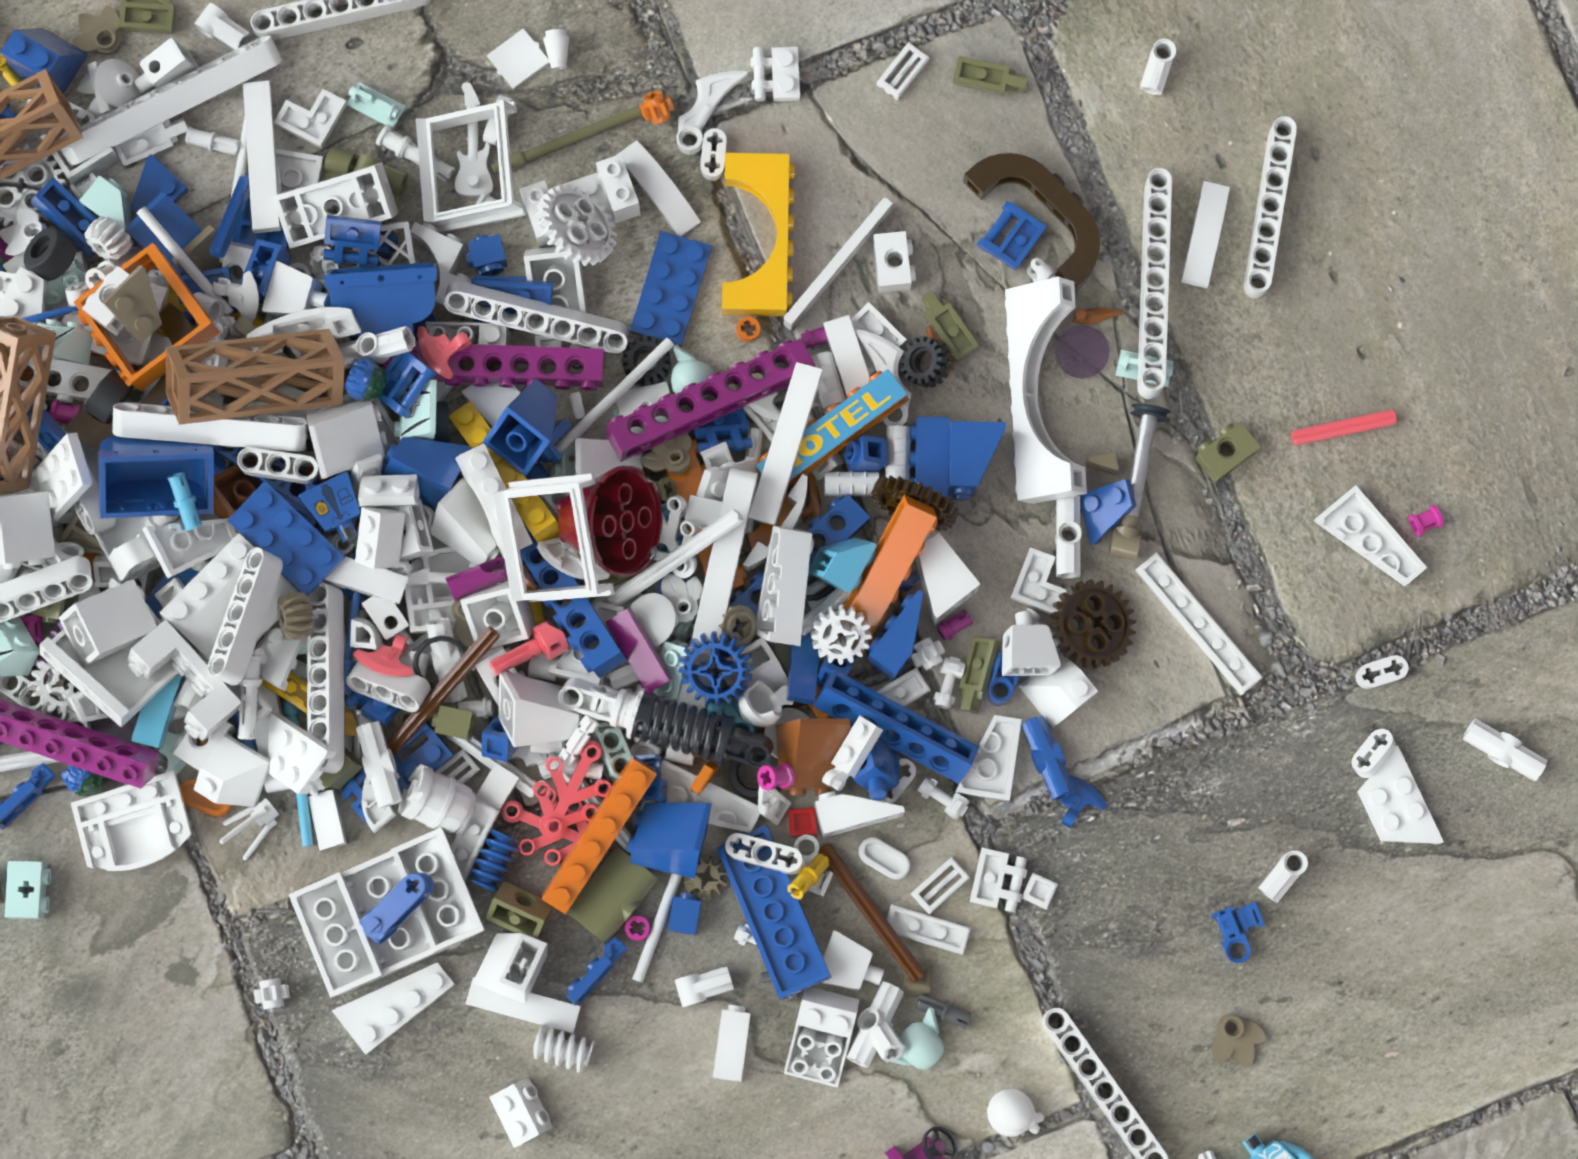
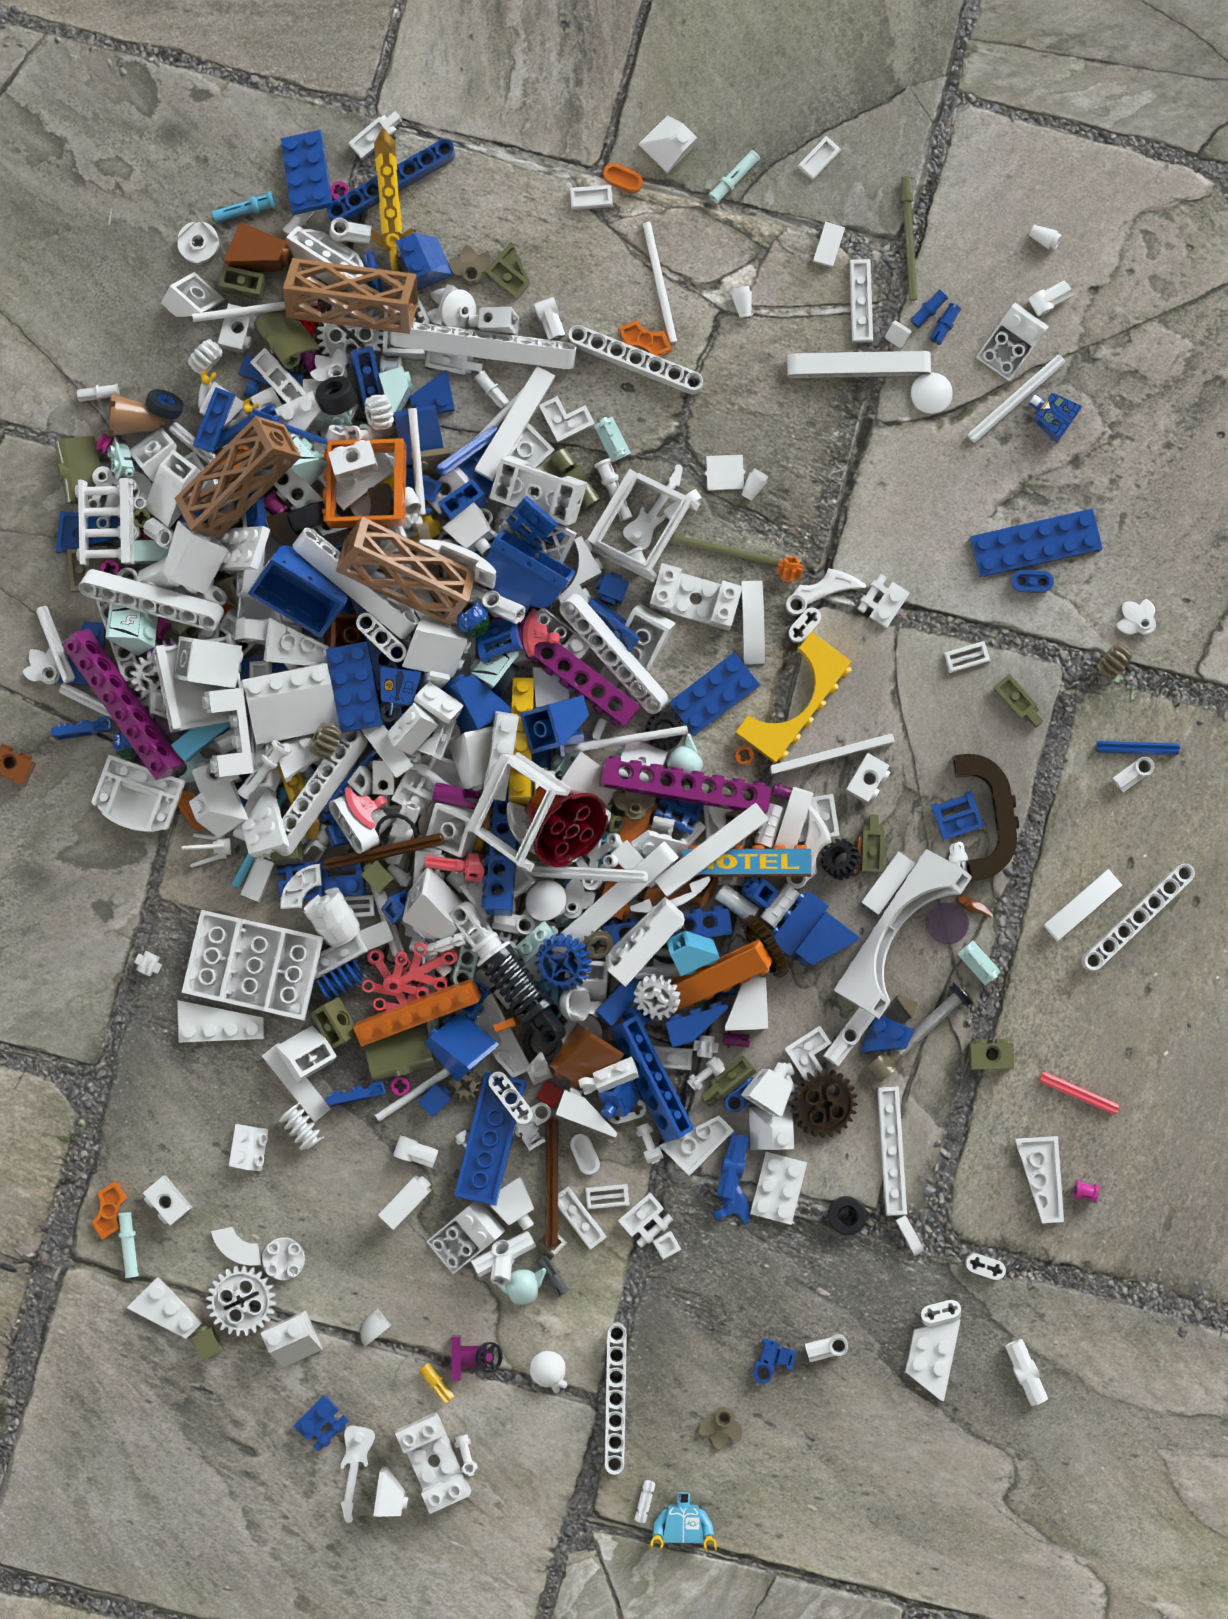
camera: 40 degrees right, 5 degrees up
(21, 876) = (35, 796): light aqua brick -> none
(135, 305) = (361, 474): dark tan wing -> none
(184, 501) = (307, 619): medium azure pin -> none
(243, 296) = (436, 510): white piece -> none
(245, 616) = (293, 720): white beam -> none
(379, 764) = (312, 870): white piece -> none
(396, 906) = (260, 967): piece -> none
(576, 225) = (680, 613): white gear -> none
(638, 650) = (523, 914): tile -> none
(771, 777) = (547, 1055): dark pink bush -> none
(809, 876) = (528, 1132): yellow axle -> none
(992, 353) = (888, 883): none -> white tile
(1111, 746) = (778, 1188): none -> white plate
(1142, 40) = (1137, 748): none -> blue axle
(1154, 294) = (1032, 907): white beam -> none
(1207, 706) = (860, 1215): none -> black tyre
(1282, 696) = (909, 1235): none -> white beam

